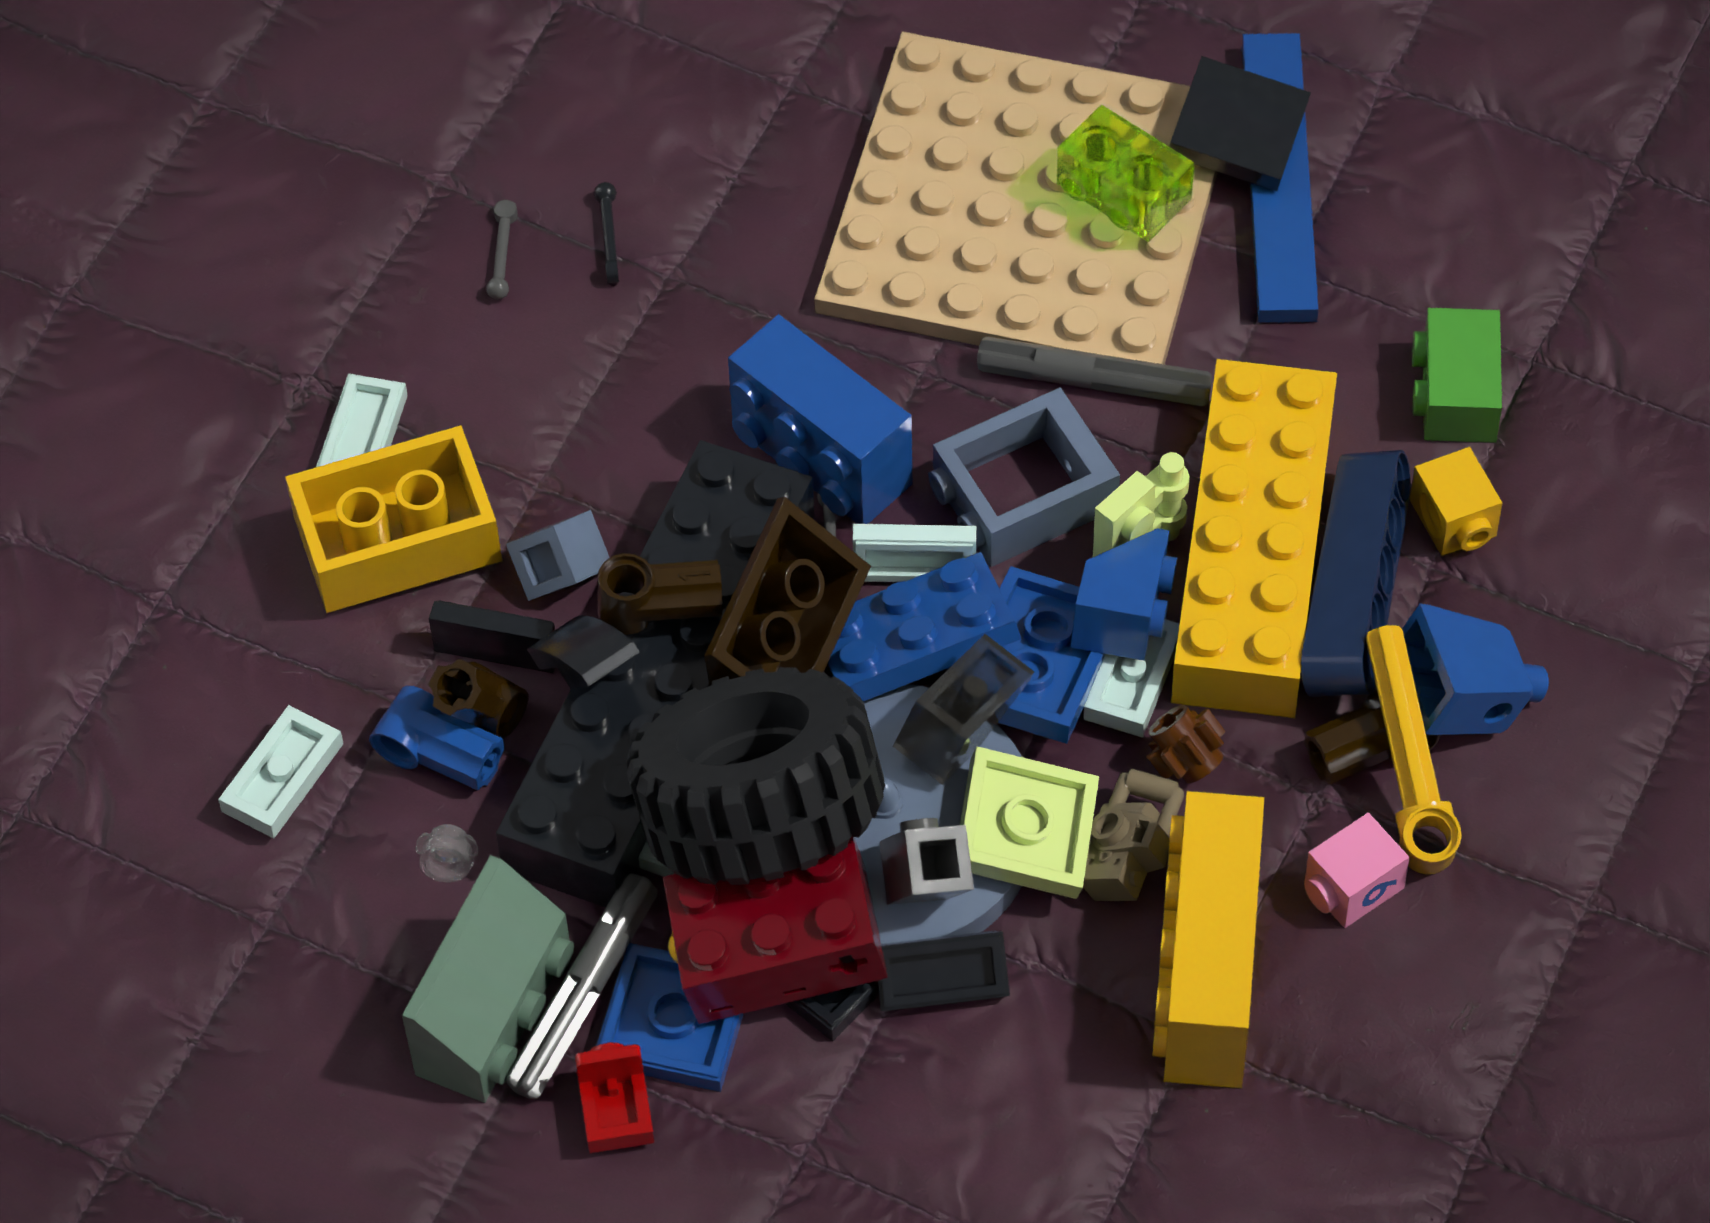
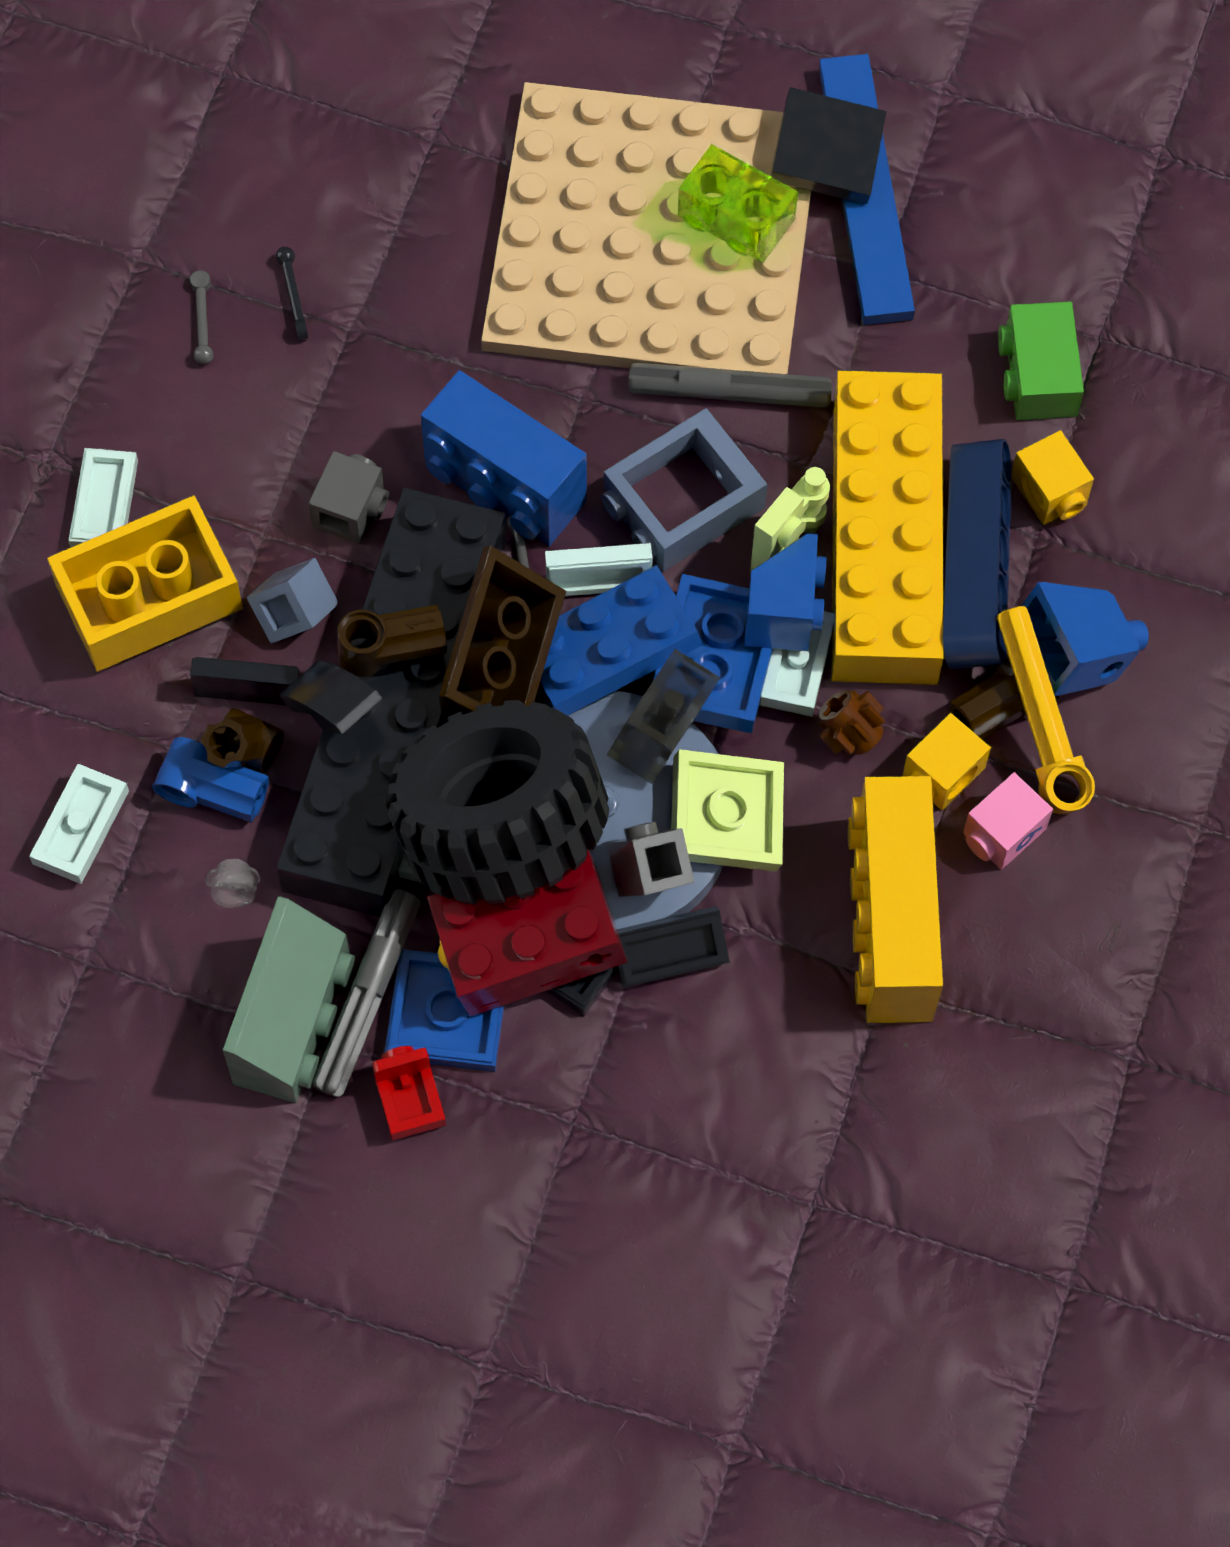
camera: 10 degrees left, 10 degrees up
(638, 450) = (348, 497): none -> dark grey brick
(1130, 836) = (816, 809): dark tan piece -> none
(1298, 797) = (951, 757): none -> yellow brick

